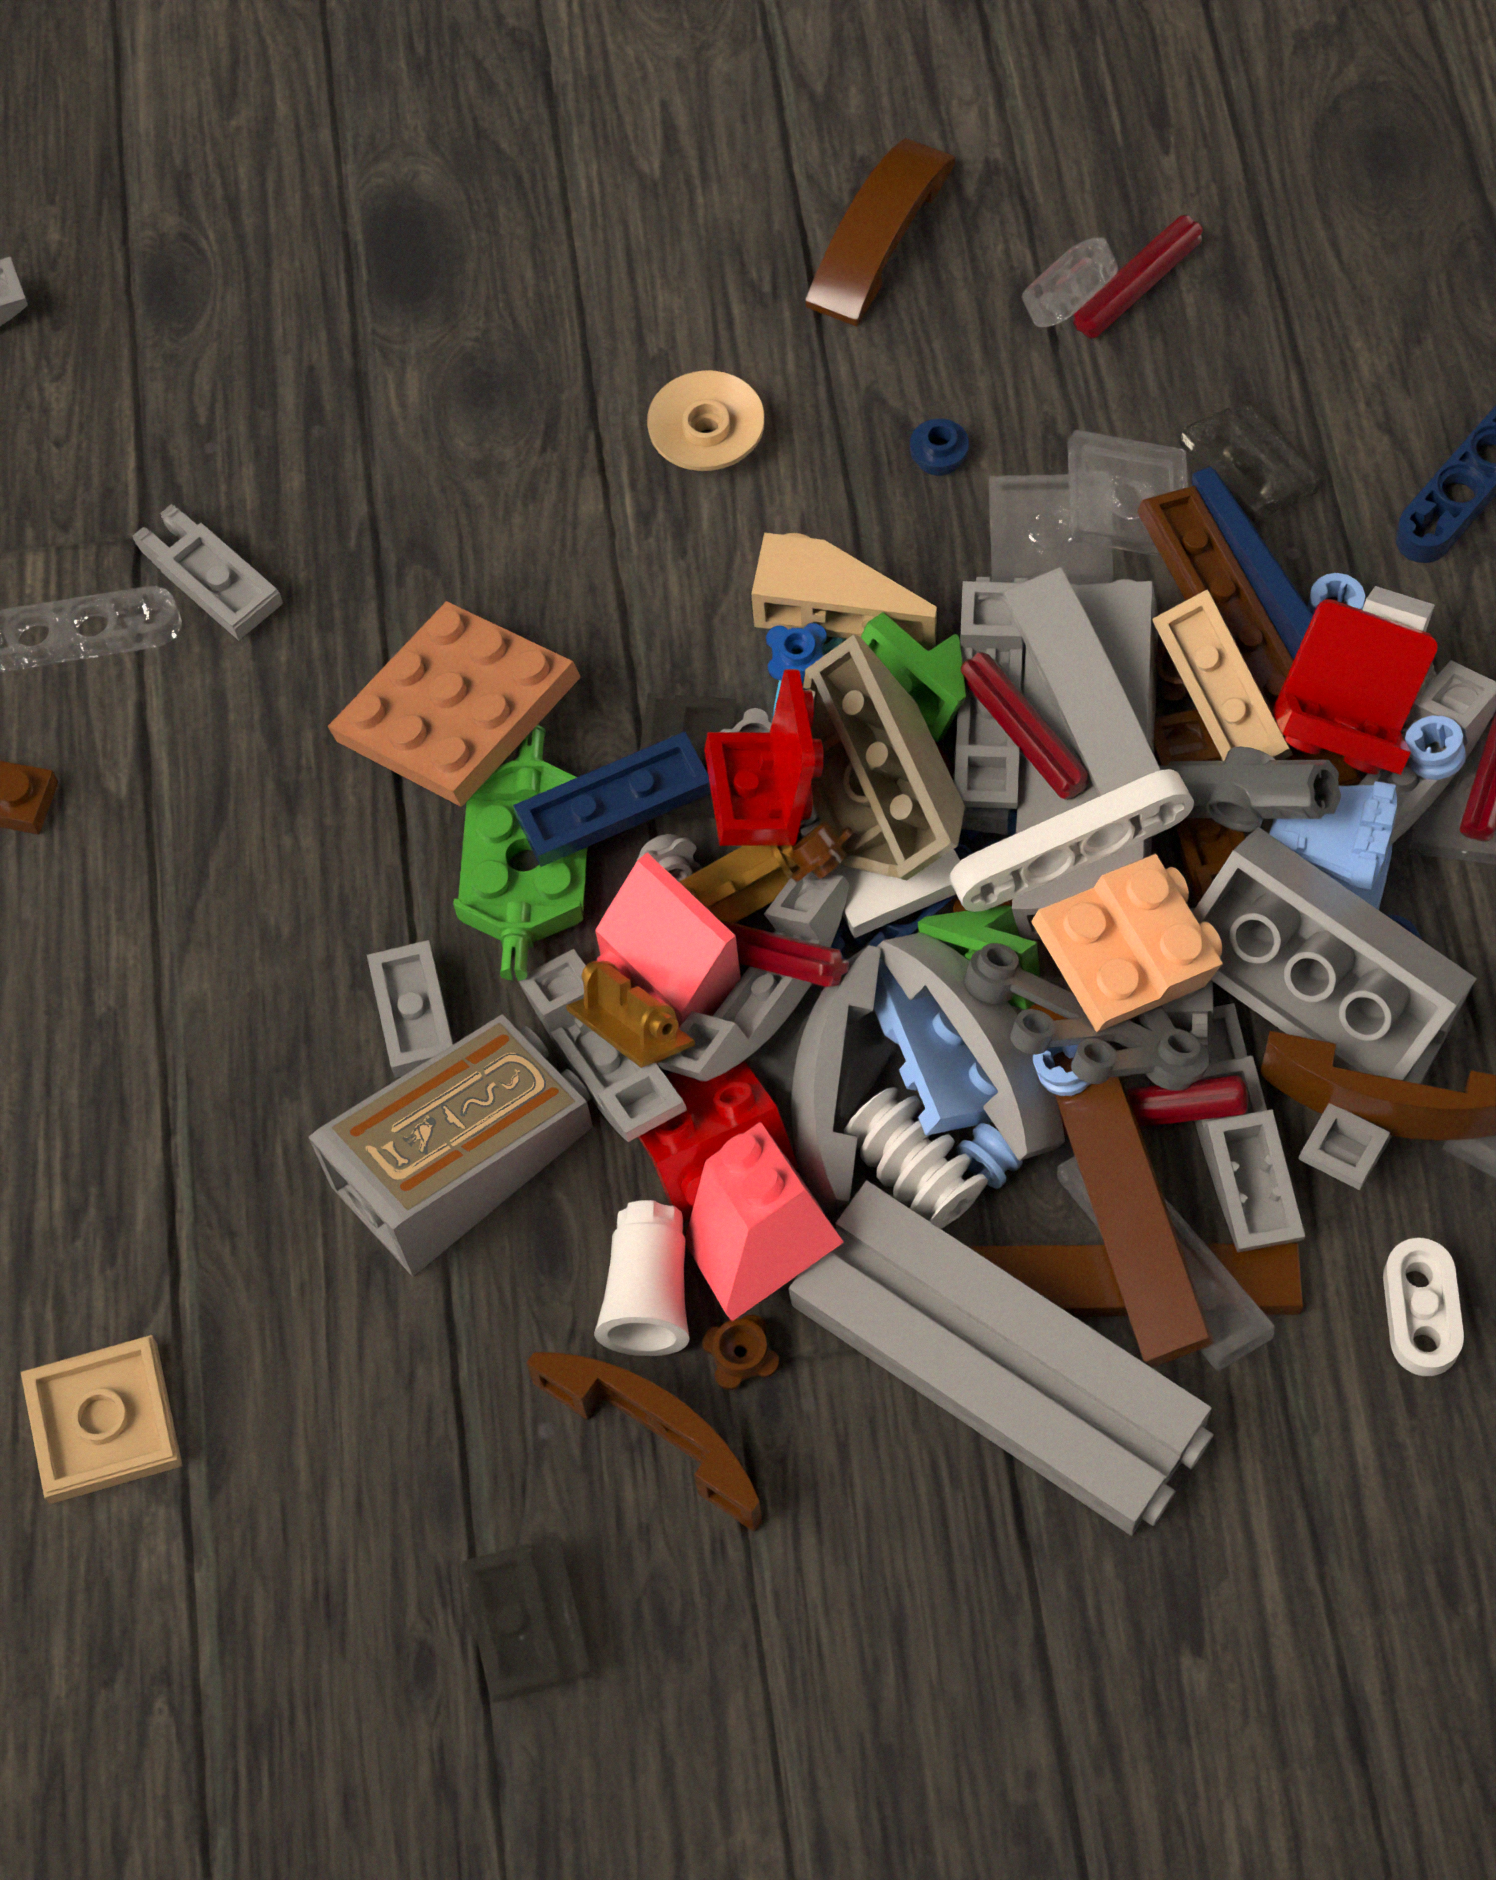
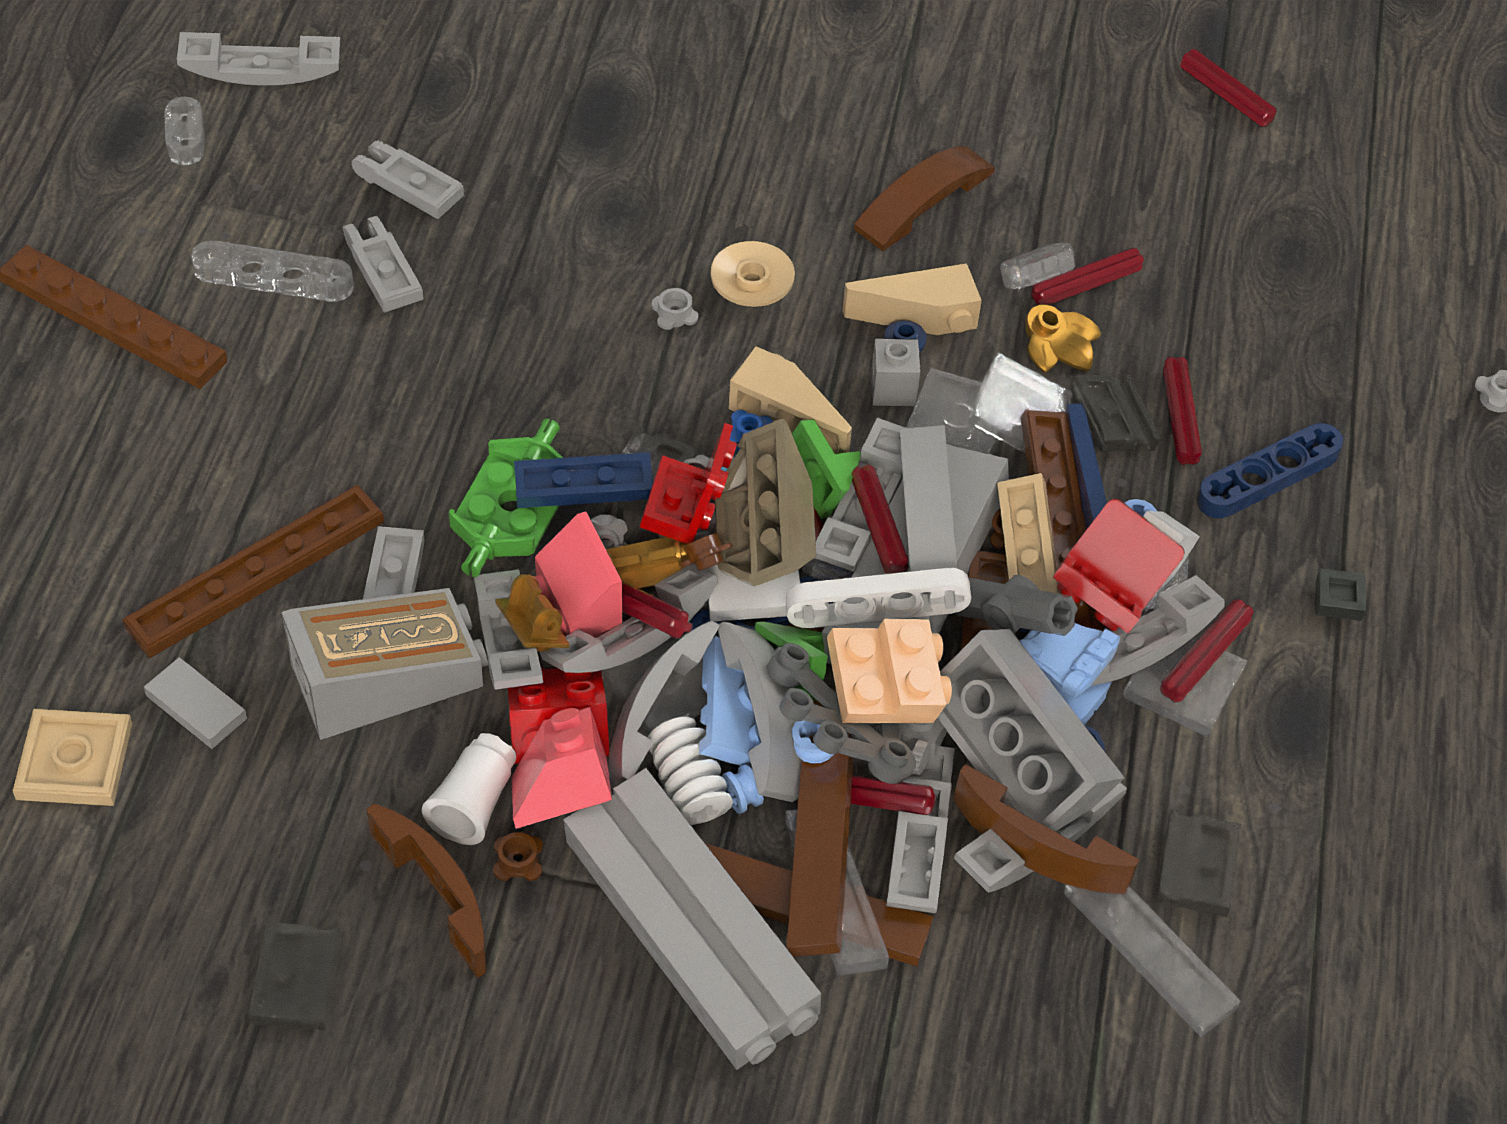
camera: 10 degrees right, 10 degrees down
(190, 434) = (409, 178): none -> light grey hinge
(224, 1073) = (252, 571): none -> reddish brown tile
(229, 1286) = (195, 703): none -> light grey tile
(454, 703) = (506, 391): nougat plate -> none
(617, 492) = (674, 309): none -> light grey plate
(949, 500) = (895, 372): none -> light grey brick
(951, 379) = (935, 299): none -> tan slope
(1141, 380) = (1063, 340): none -> pearl gold plate
(1333, 426) = (1182, 411): none -> dark red axle
(1423, 1310) = (1002, 989): white plate -> none
(1431, 730) = (1165, 616): light blue bush -> none

